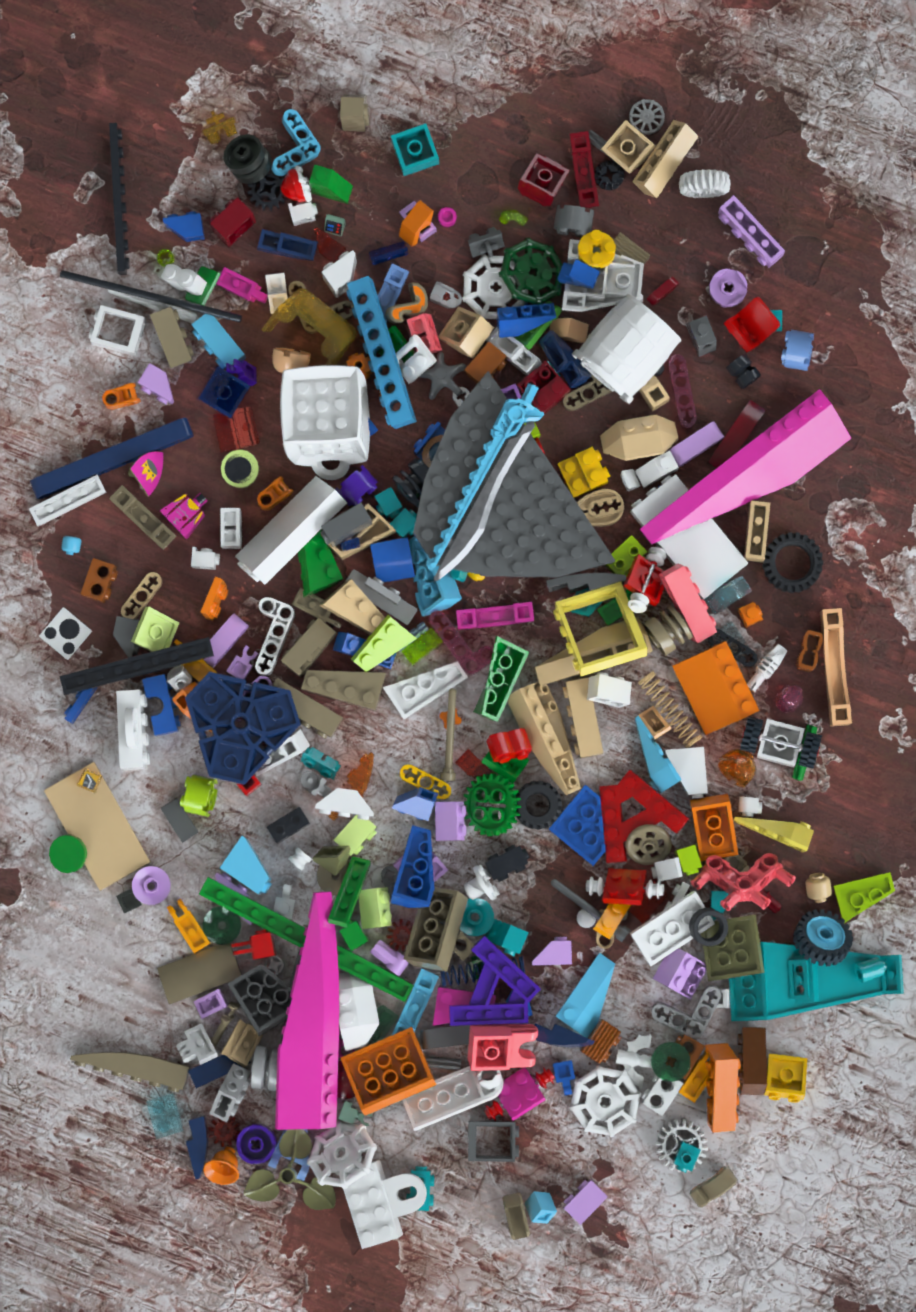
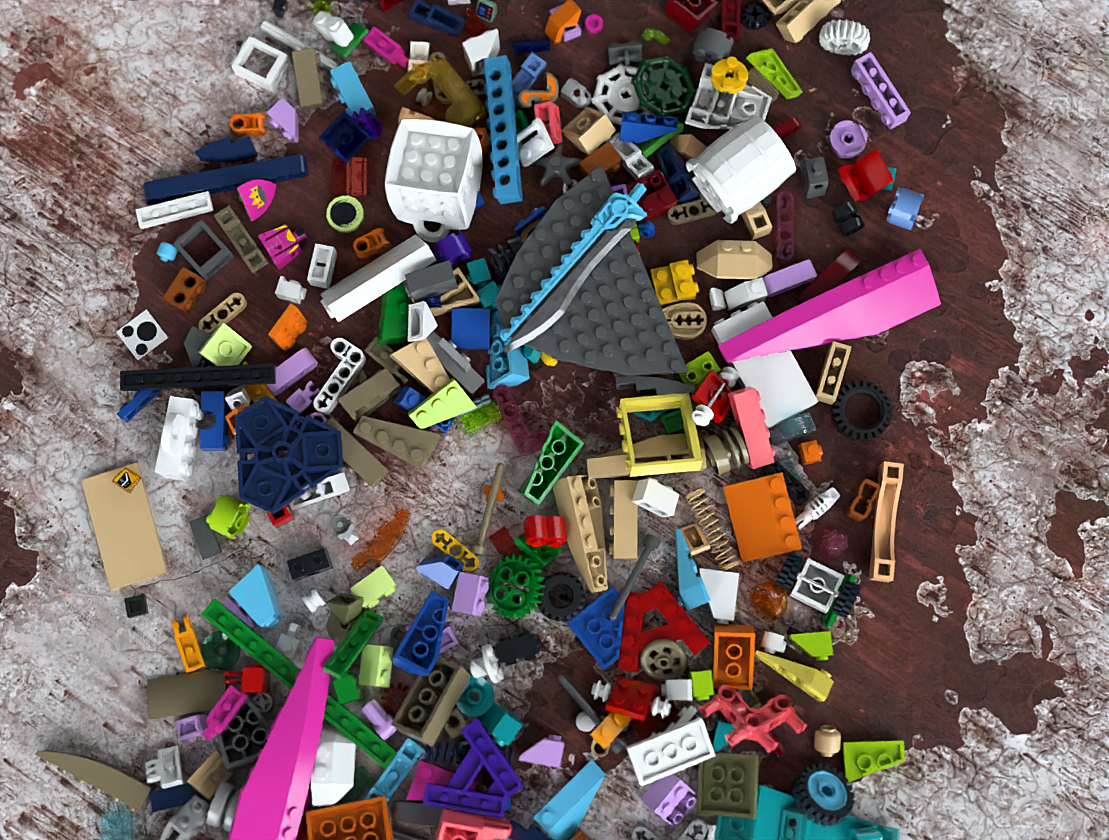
camera: 10 degrees right, 5 degrees down
(68, 853) = (88, 547): green tile -> none
(106, 429) = (227, 151): none -> dark blue slope
(121, 548) = (212, 265): none -> dark grey window
(151, 296) = (300, 38): black piece -> none
(151, 875) = (159, 585): lavender dish -> none
(225, 1020) = (199, 749): dark tan piece -> none
(242, 980) = (224, 712): none -> dark pink hinge
(292, 331) = (424, 97): none -> light grey bush
(312, 759) = (361, 516): teal hinge -> none
(343, 566) = (420, 321): none -> white slope
(346, 803) = (369, 554): white slope -> none
(422, 689) = (471, 459): white wing -> none
(495, 616) = (558, 403): dark pink slope -> none
(545, 423) = (646, 229): none -> blue plate
(578, 274) = (707, 95): blue slope -> none
(613, 735) = (650, 544): none -> dark grey piece
(641, 232) = (775, 72): none -> lime wing
(718, 937) = (722, 763): black tyre -> none
(789, 799) = (814, 644): none -> lime slope

